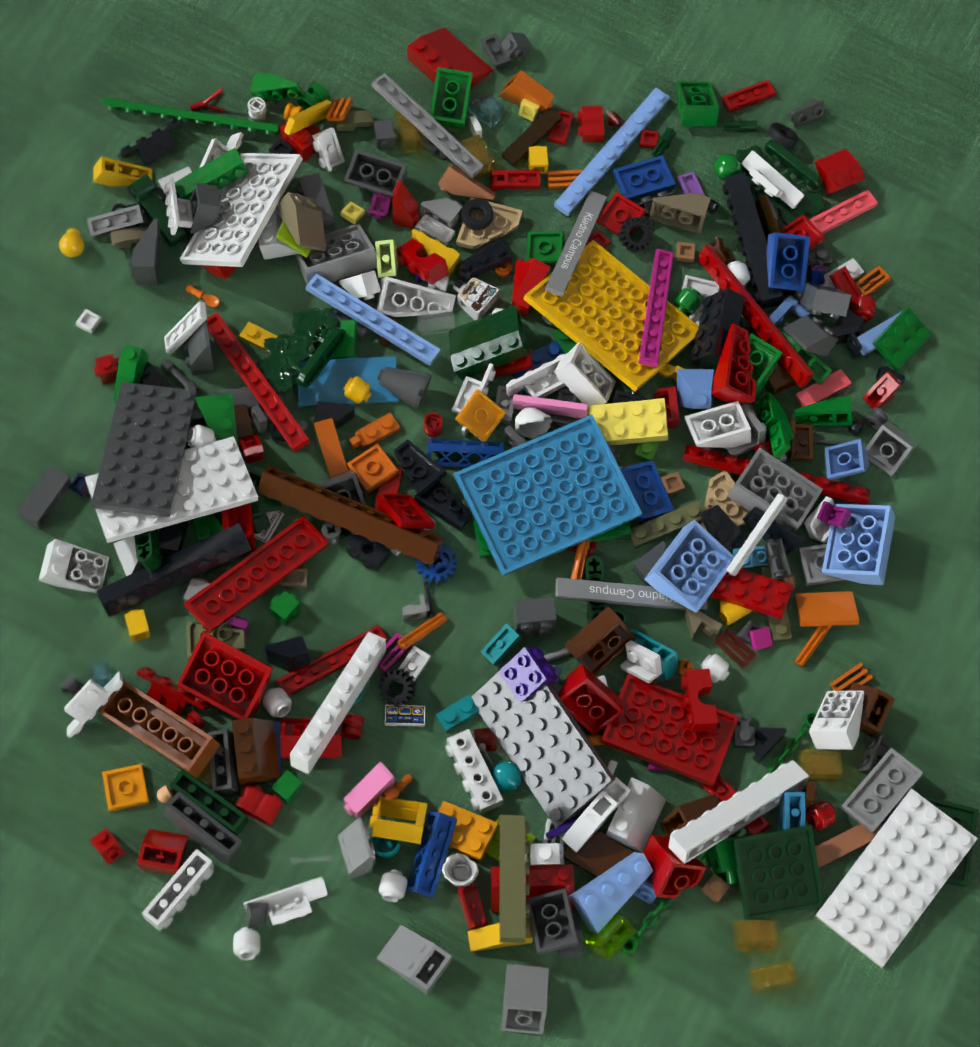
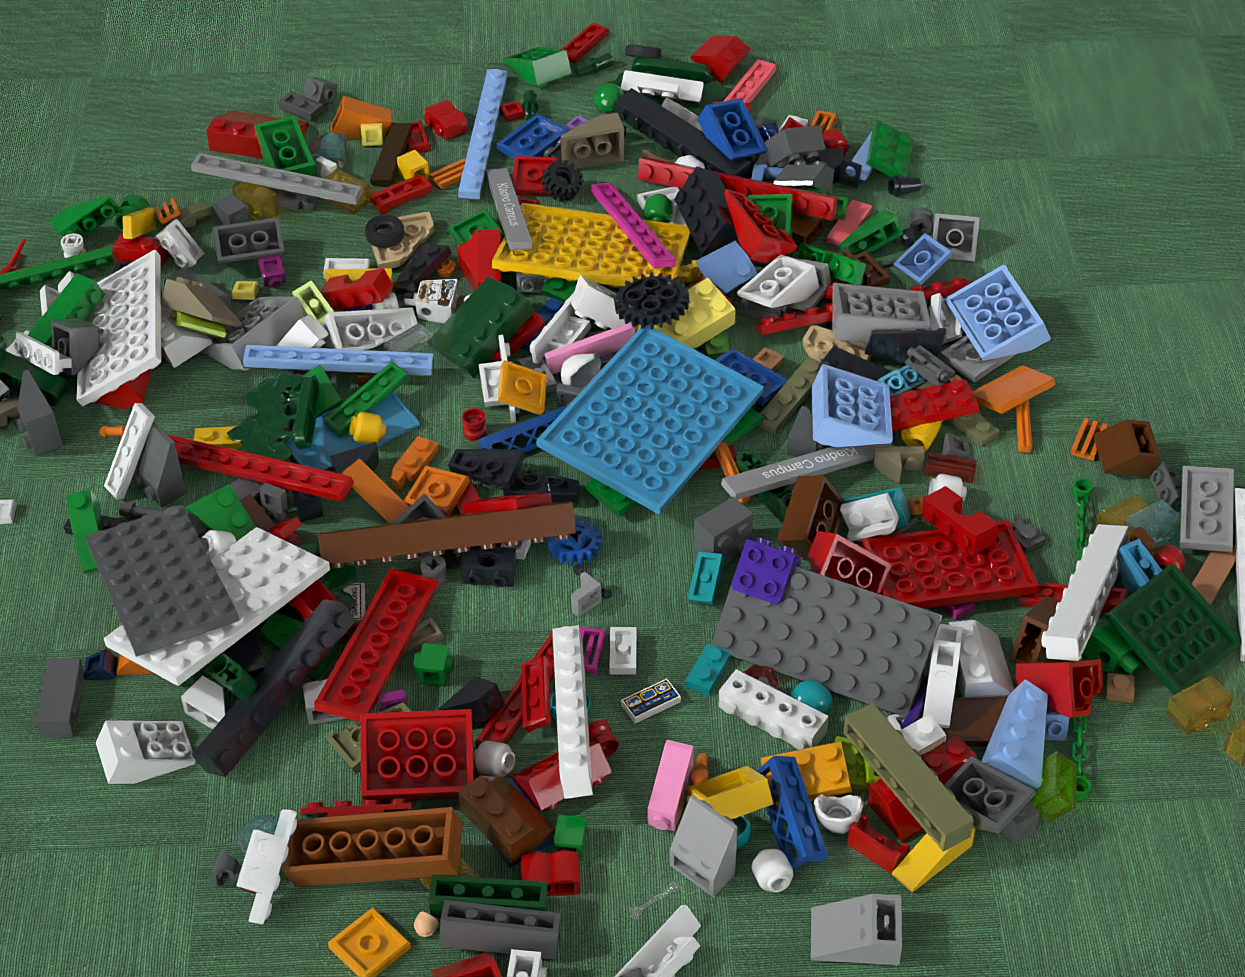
camera: 25 degrees left, 20 degrees down
(106, 368) = (56, 540): red brick -> none
(137, 625) = (267, 768): yellow brick -> none
(224, 764) = (480, 852): dark grey brick -> none
(291, 110) = (113, 234): light orange wheel -> none
(332, 670) = (535, 694): none -> red tile
(371, 363) = (366, 398): none -> green tile
(385, 687) = (630, 657): black tyre -> none
(404, 207) = (303, 255): red slope -> none
(405, 384) = (419, 398): dark grey cone -> none
(421, 631) = (608, 610): orange axle -> none
(442, 210) = (343, 245): light grey slope -> none
(458, 183) = (344, 215): nougat slope -> none
(525, 999) = (1015, 902): light grey slope -> none
(608, 398) = (651, 300): none -> black gear
(614, 119) = (466, 108): clear red slope -> none
(685, 252) = (622, 177): medium nougat plate -> none
(756, 534) = (895, 349): white axle -> none
(761, 638) = (969, 444): dark pink tile -> none
(770, 738) = (1054, 524): black slope -> none
(809, 112) = (651, 31): dark grey hinge -> none
(833, 779) = (1156, 519): none -> clear light blue bracket
(834, 515) = (955, 302): magenta bracket -> none
(838, 720) = (1112, 468): white slope -> none
(882, 391) = (908, 195): red slope -> none

